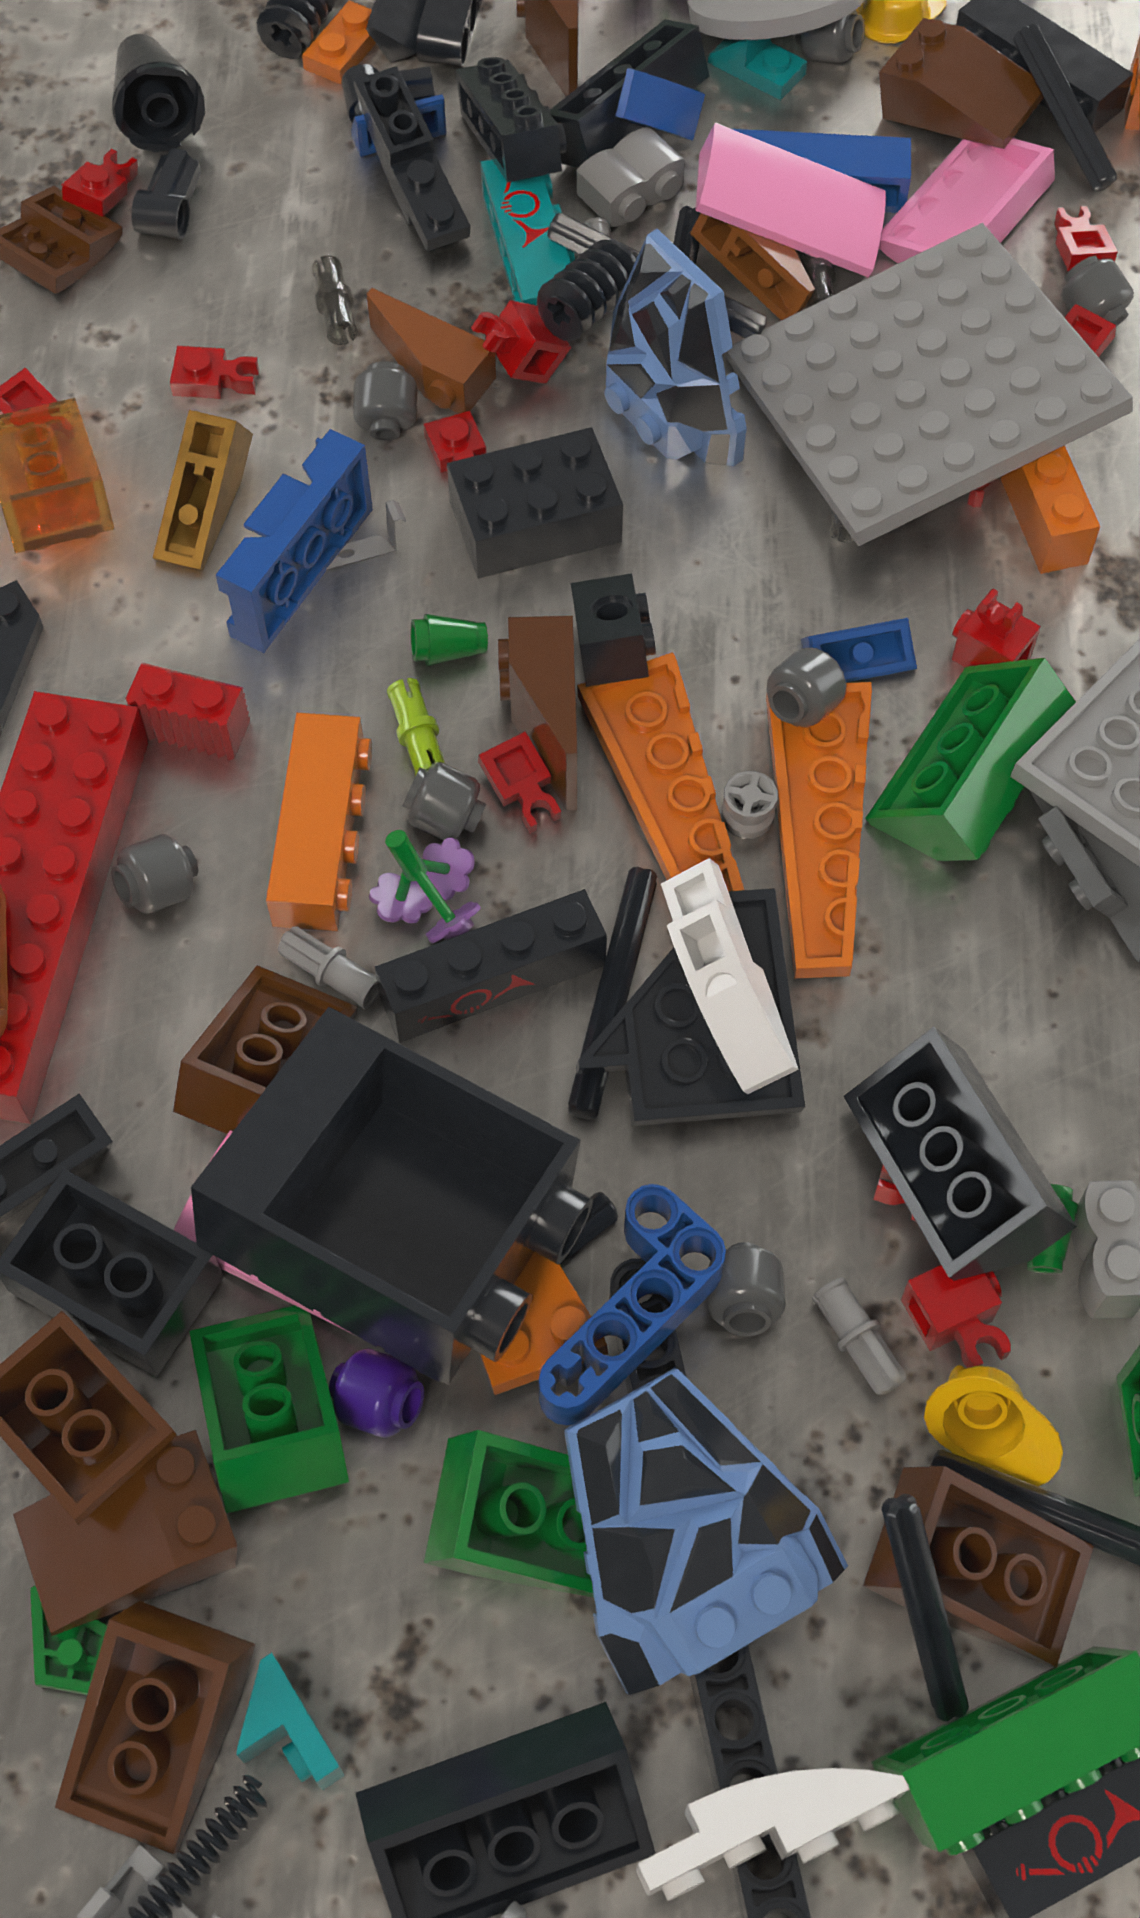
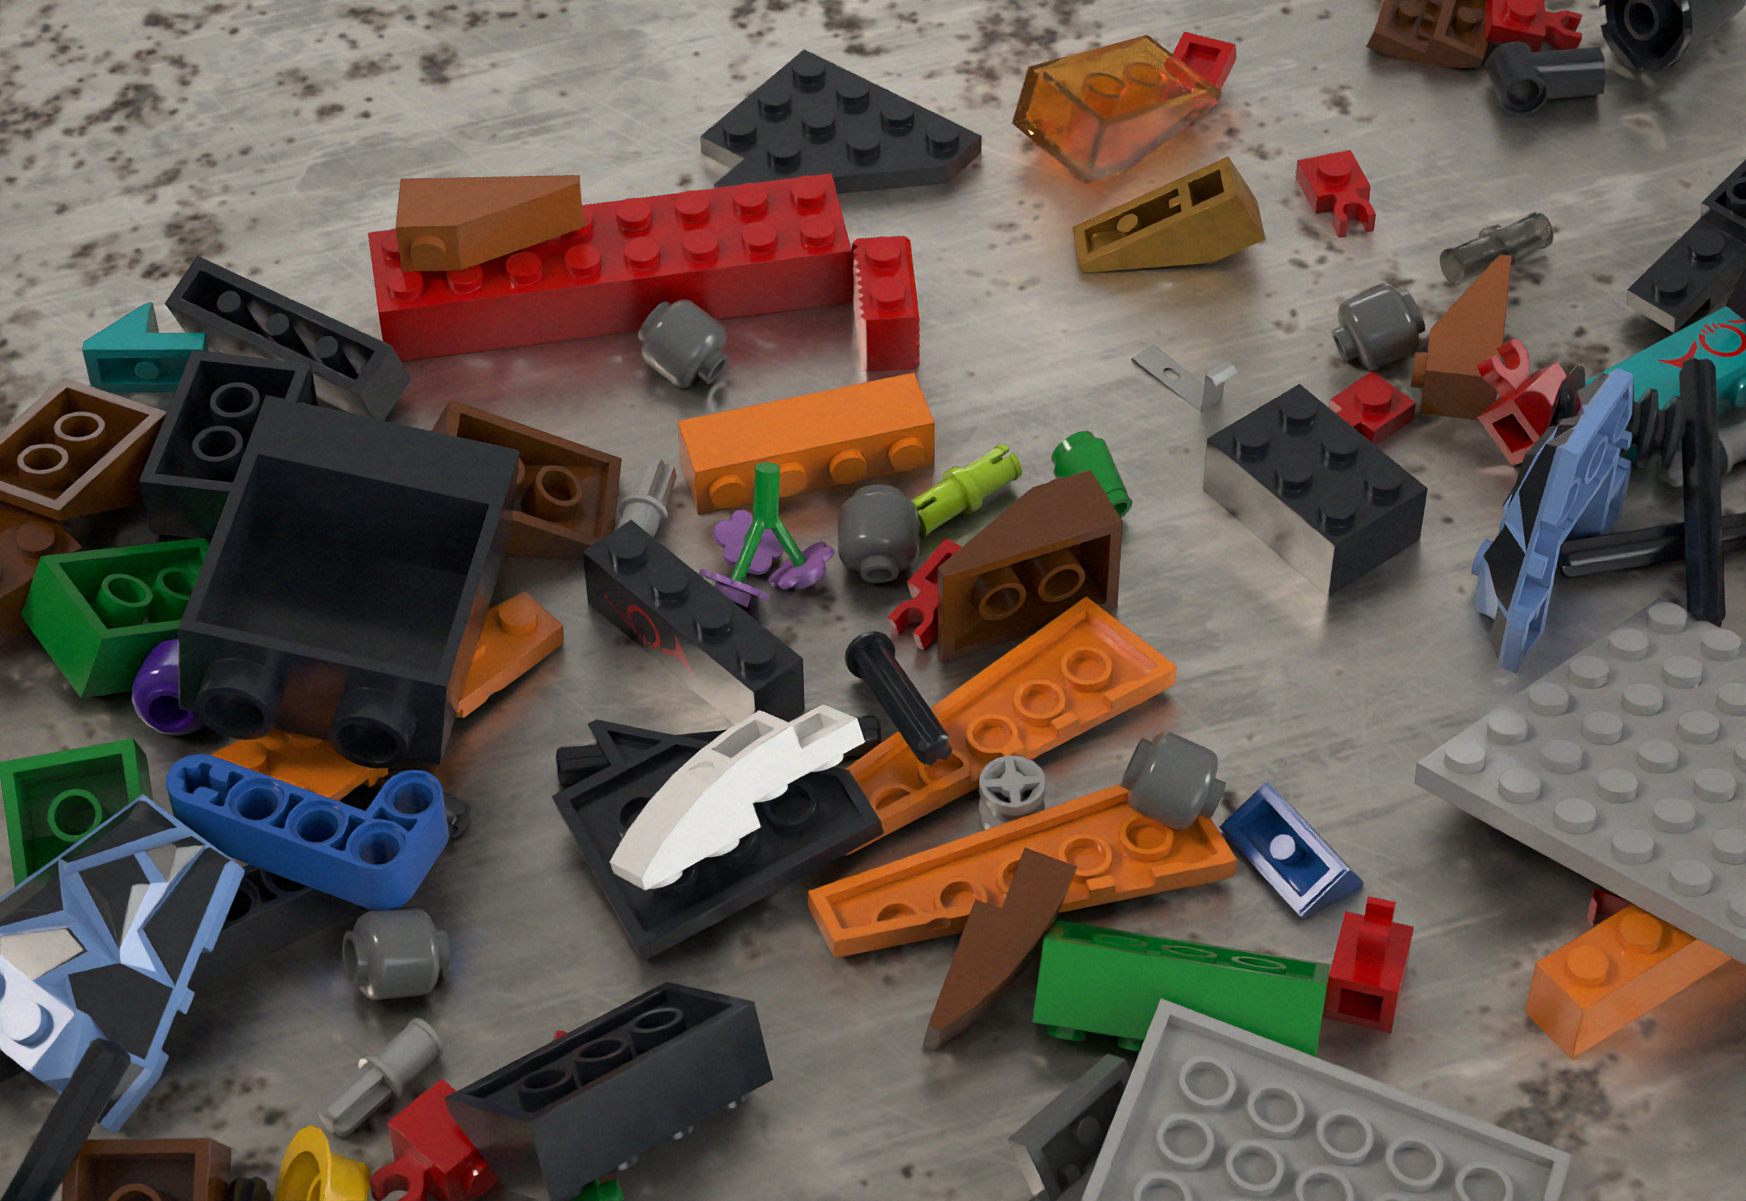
camera: 70 degrees right, 15 degrees down
(300, 539) = (1129, 303): blue piece -> none
(612, 629) = (1165, 594): black brick -> none
(637, 840) = (873, 659): none -> black axle
(909, 858) = (999, 945): none -> reddish brown slope

